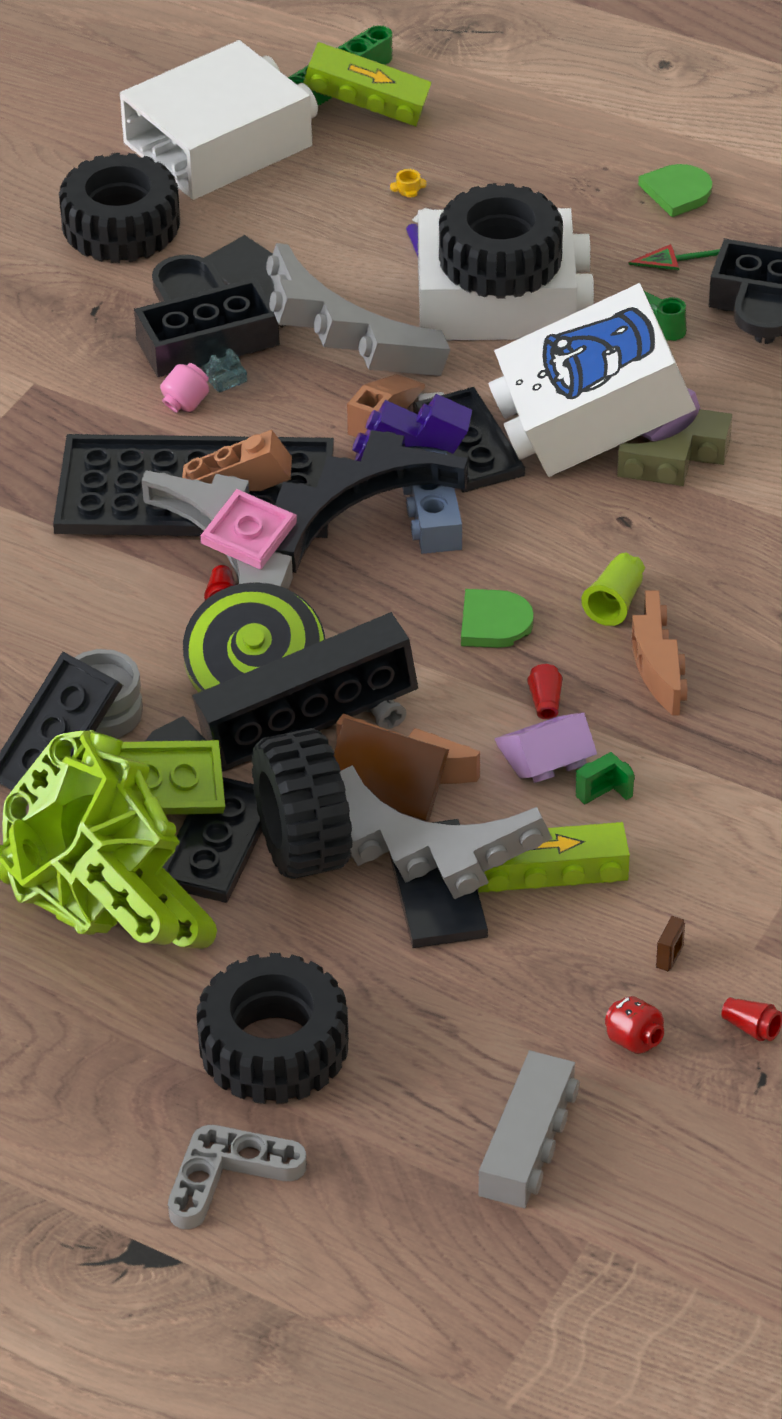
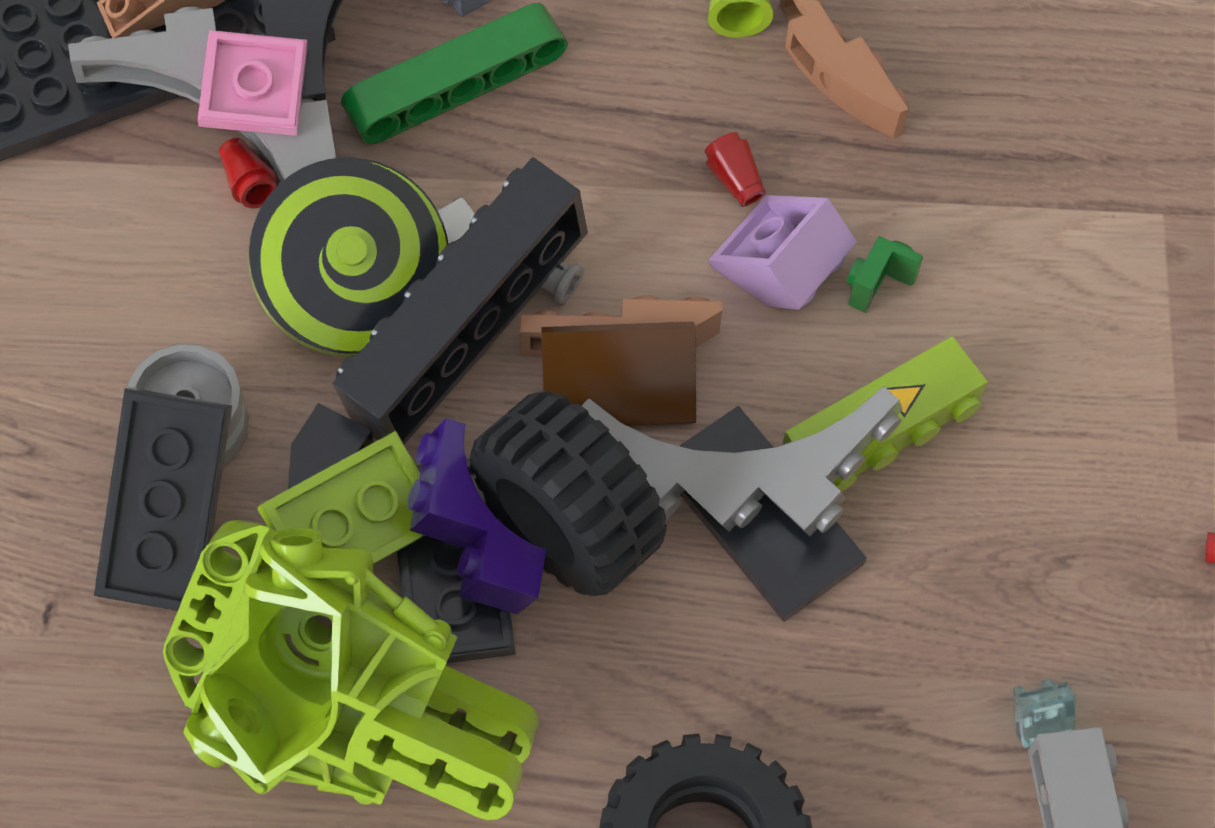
camera: 30 degrees left, 20 degrees up
(238, 833) = (445, 505): none -> dark purple arch
(391, 577) = (453, 73): none -> green beam
(495, 618) = (609, 81): bright green tile -> none
(549, 1042) = (1043, 710): none -> clear light blue tile
(634, 1024) = (1123, 626): red head -> none
(670, 943) = (1095, 485): reddish brown tile -> none

